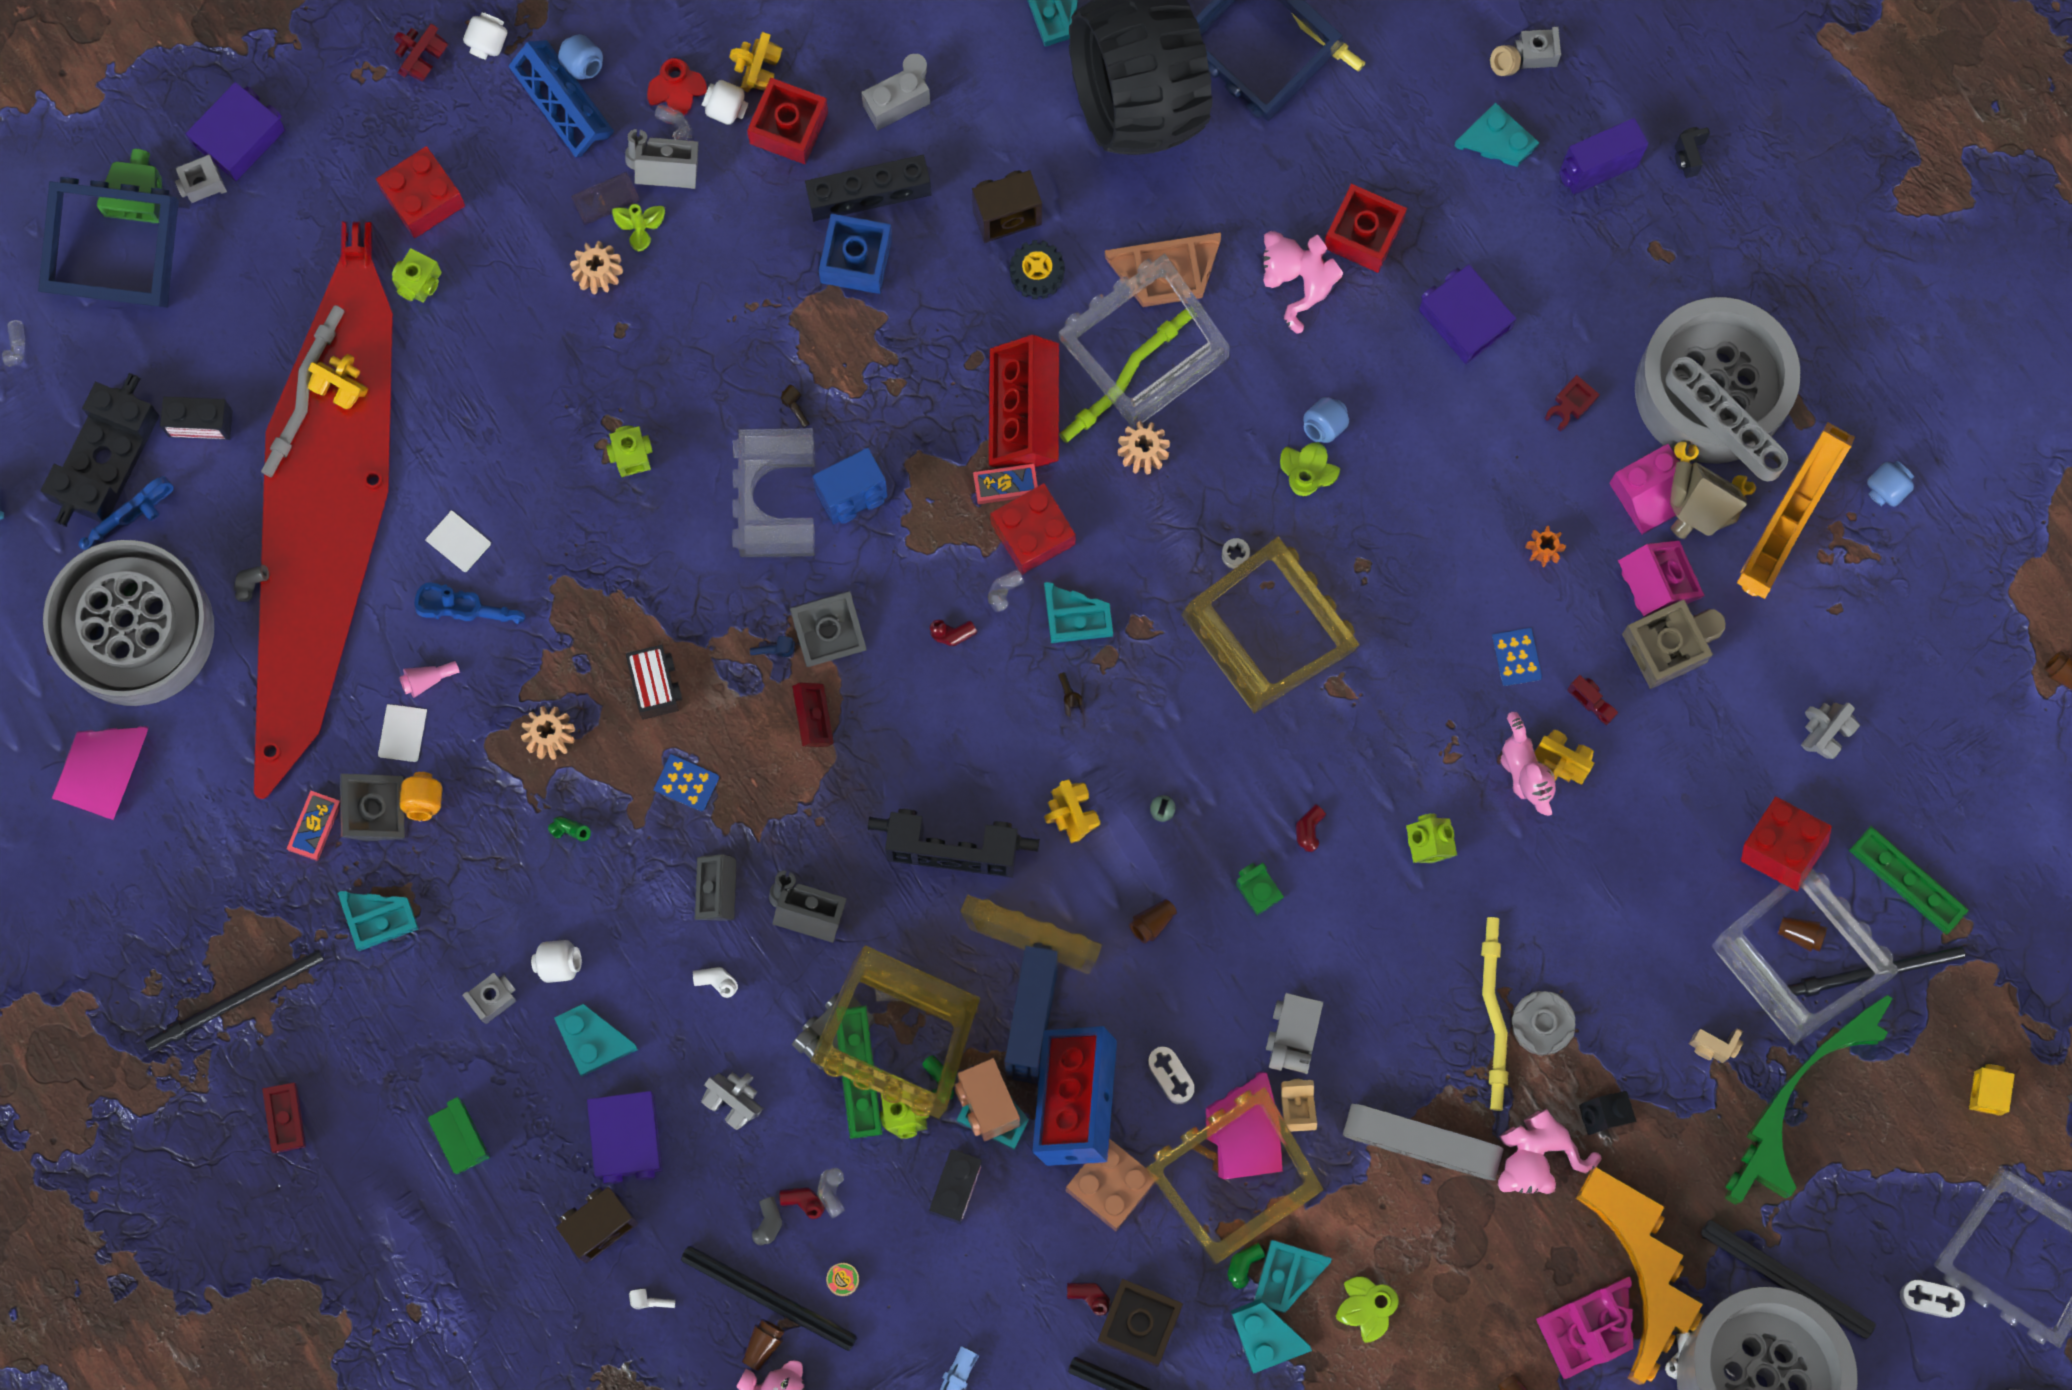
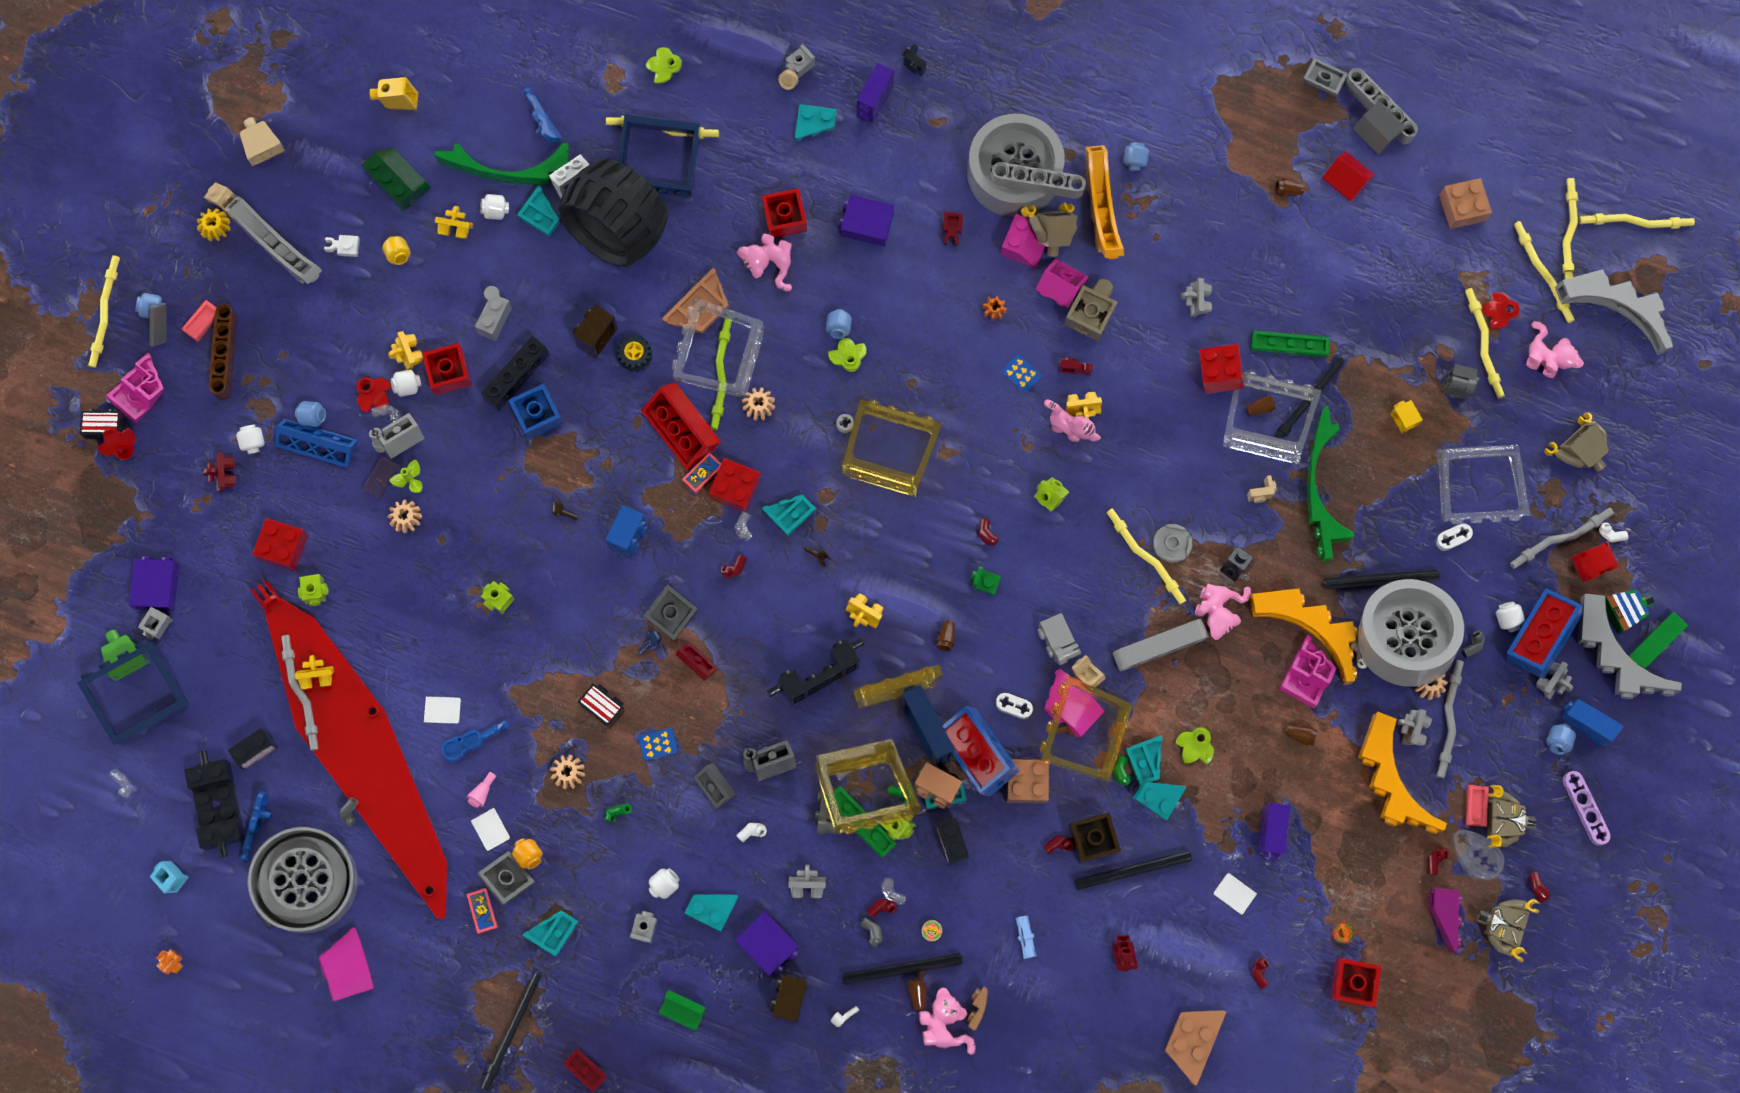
camera: 40 degrees left, 0 degrees up
(759, 453) = (597, 589): clear arch -> none
(1169, 811) = (903, 579): sand green hinge -> none

